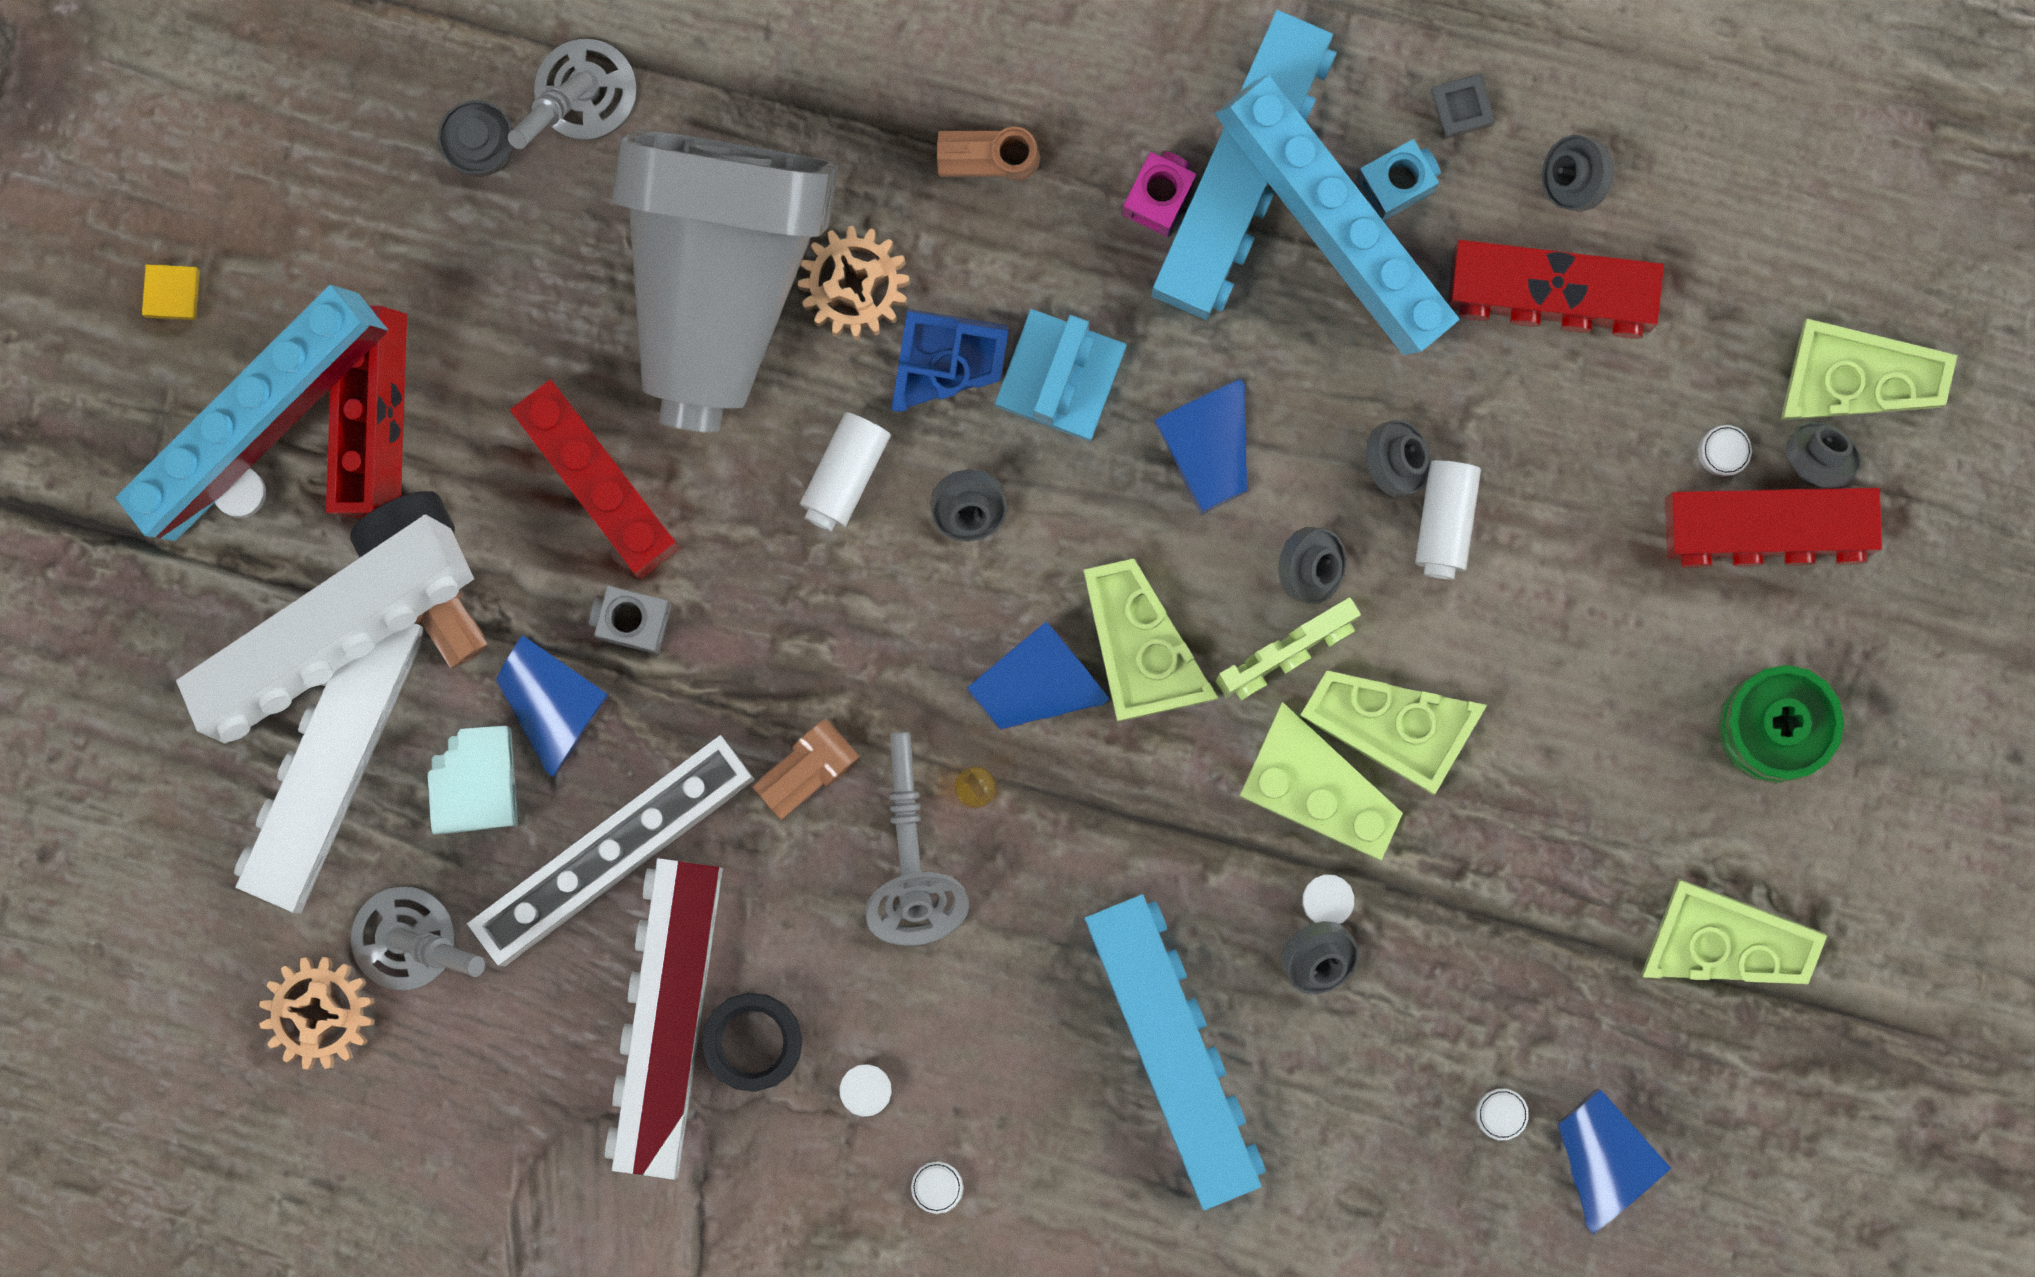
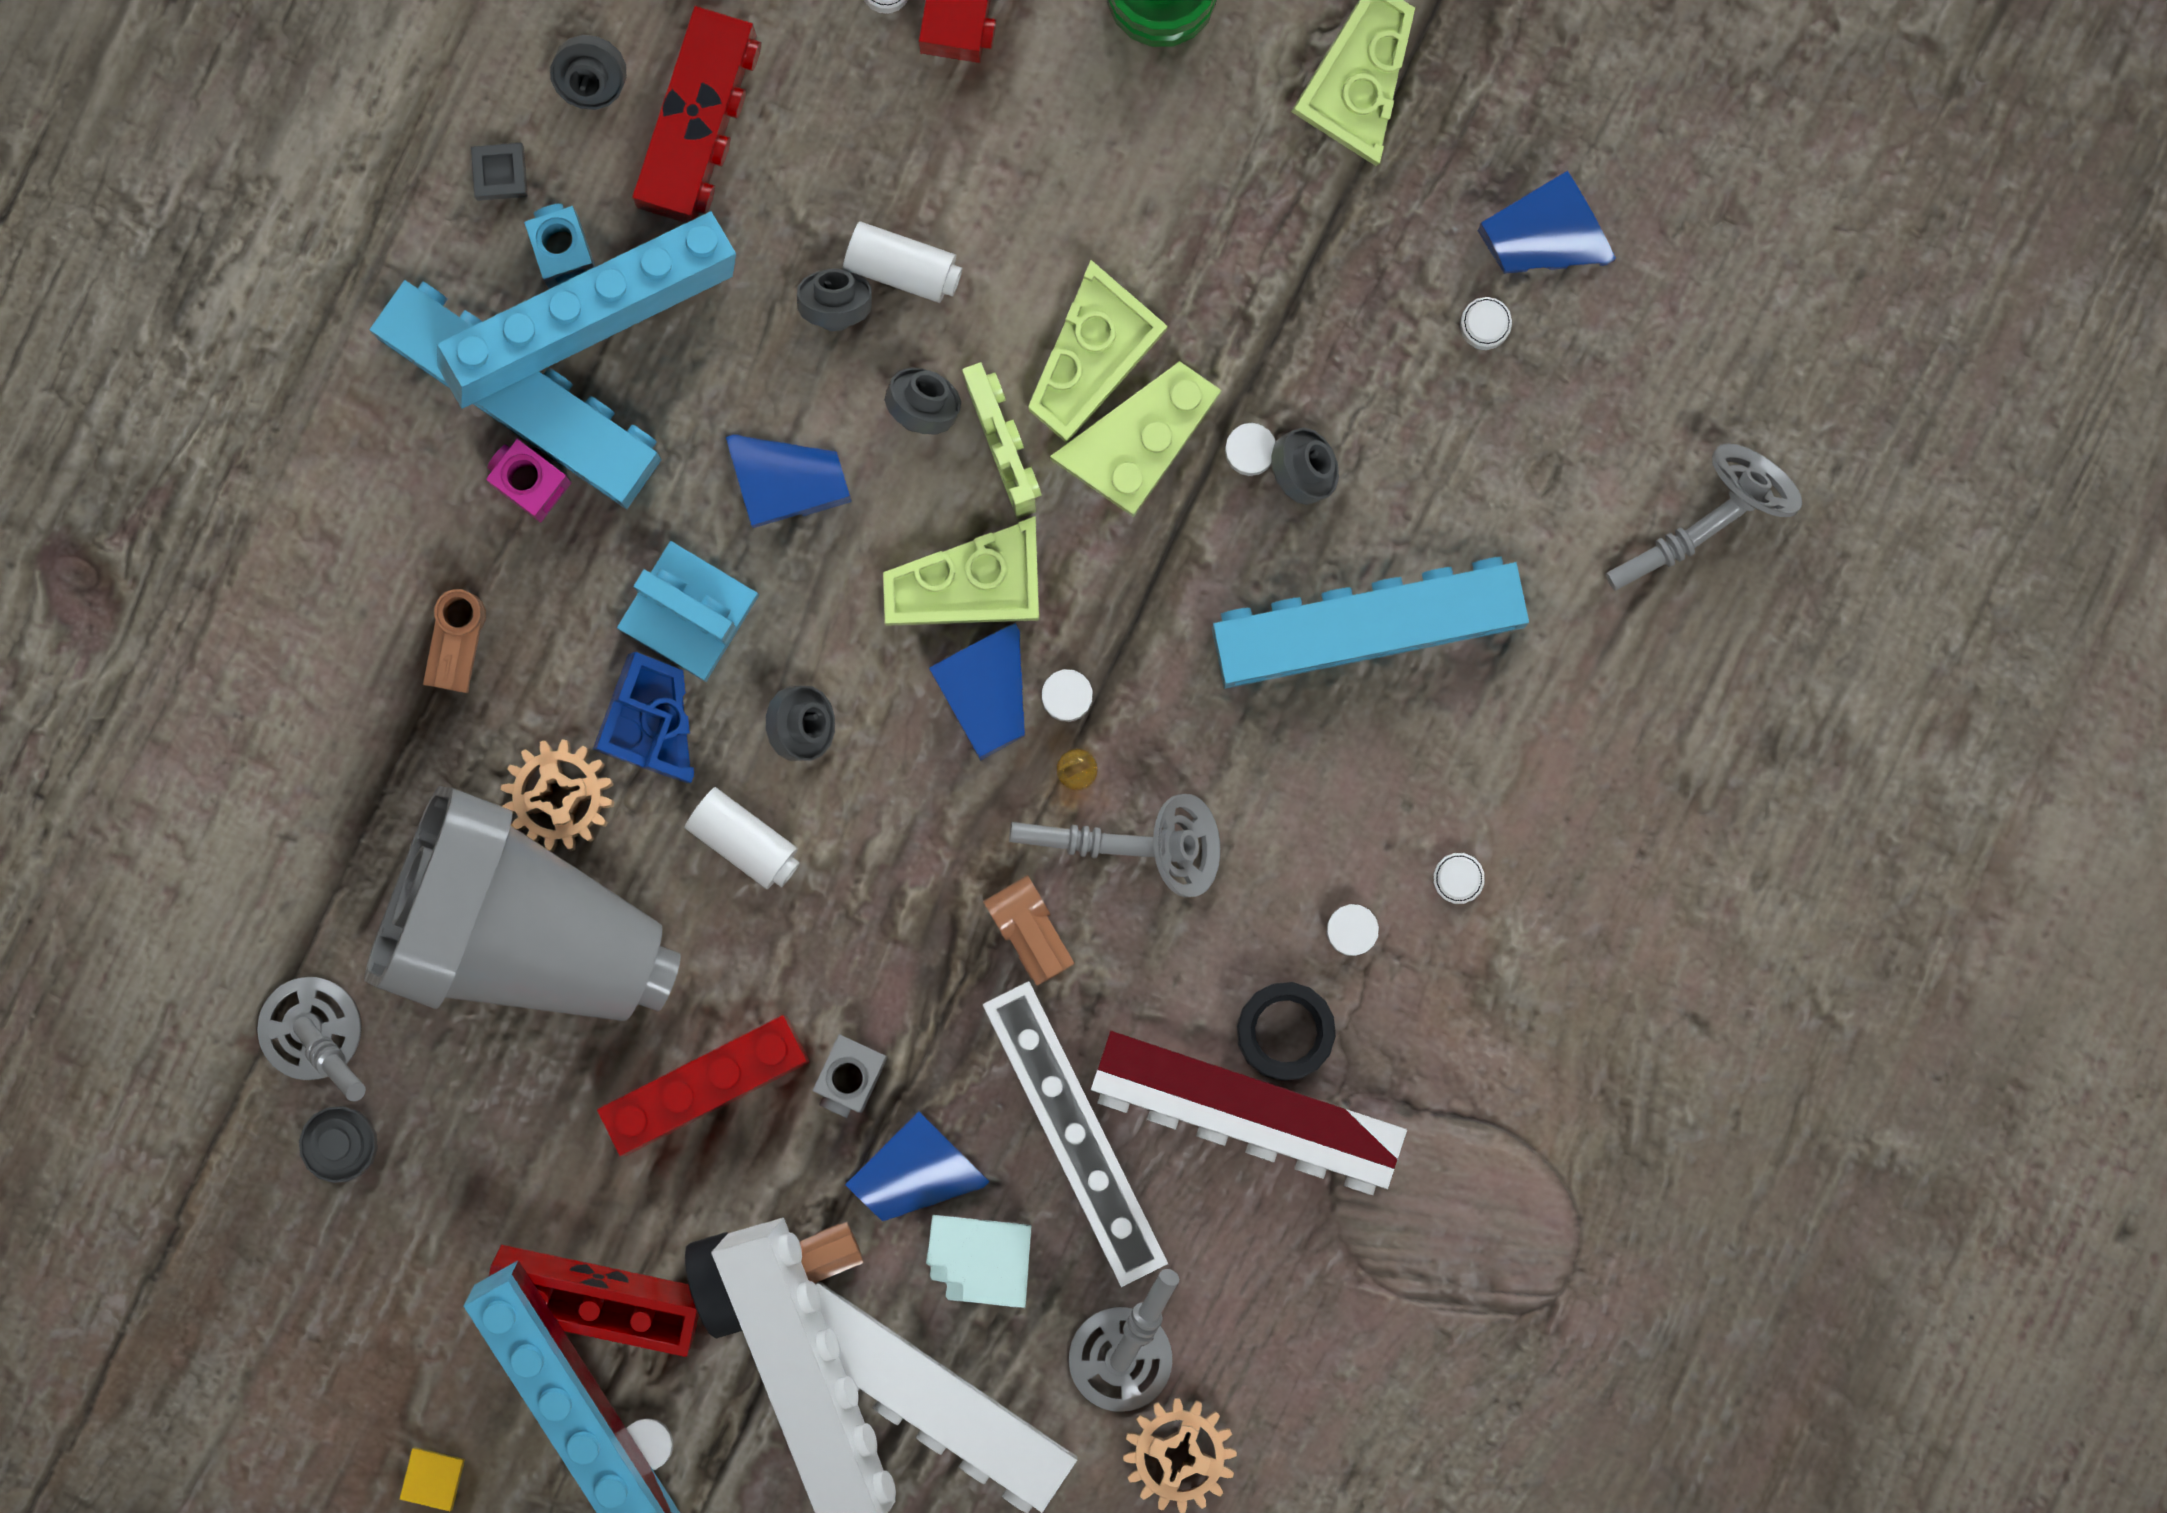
camera: 80 degrees left, 0 degrees up
(1046, 763) = (1067, 695): none -> white piece

